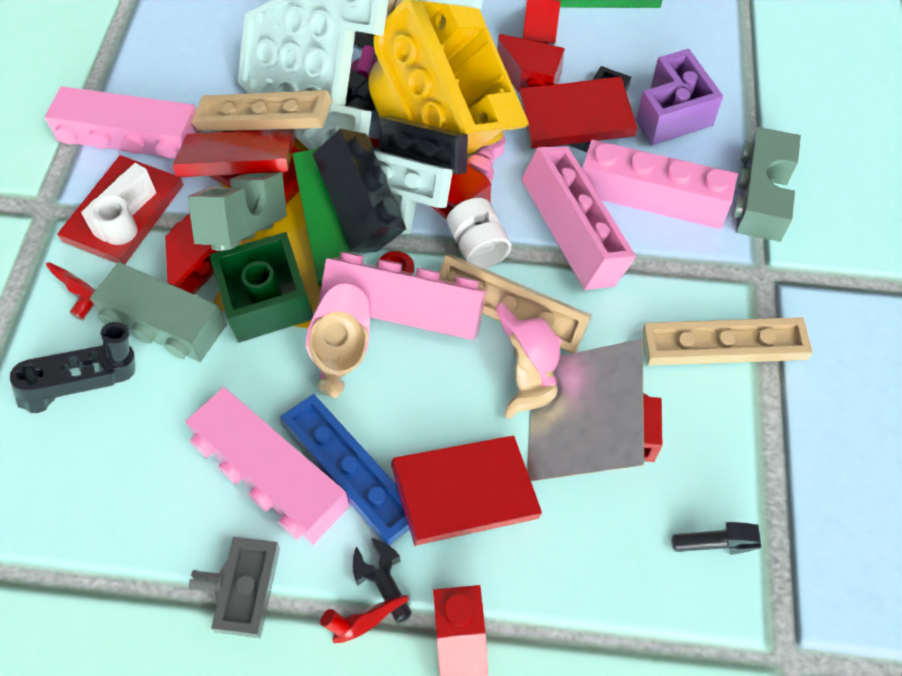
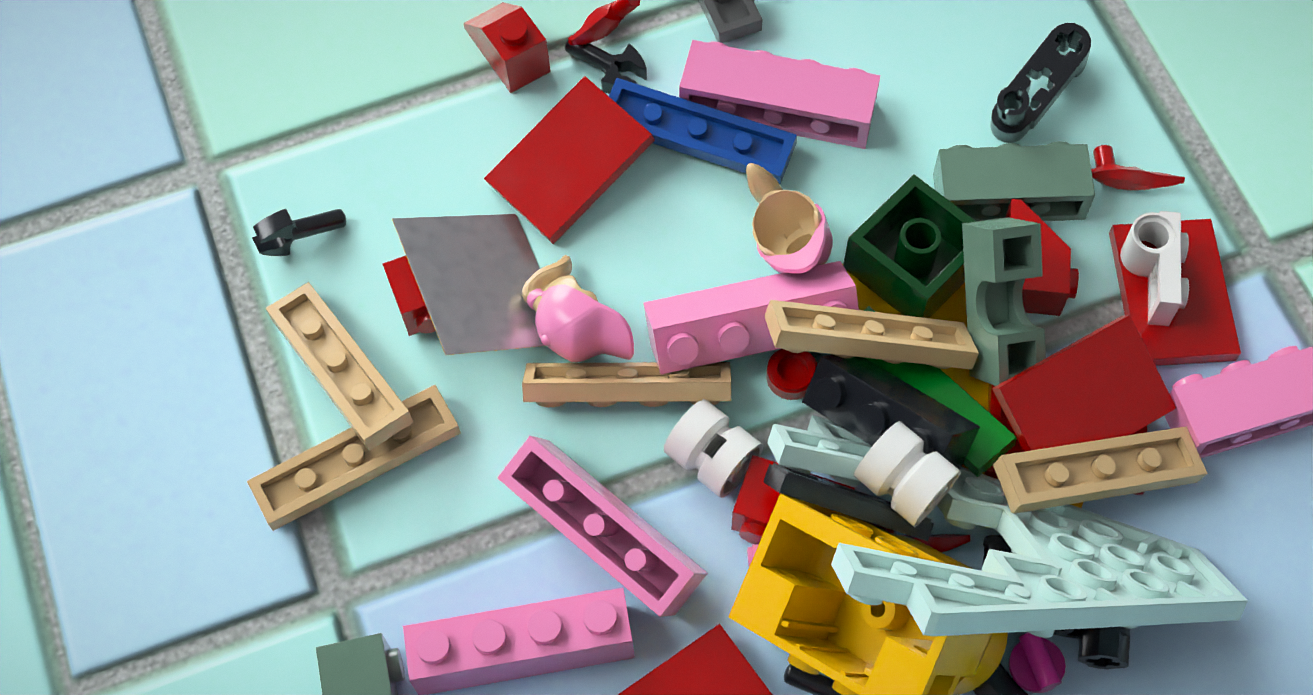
camera: 155 degrees right, 5 degrees up
(341, 229) = (870, 335): none -> tan plate
(382, 120) = (905, 472): none -> white wheel
(721, 401) = (340, 366): none -> tan plate

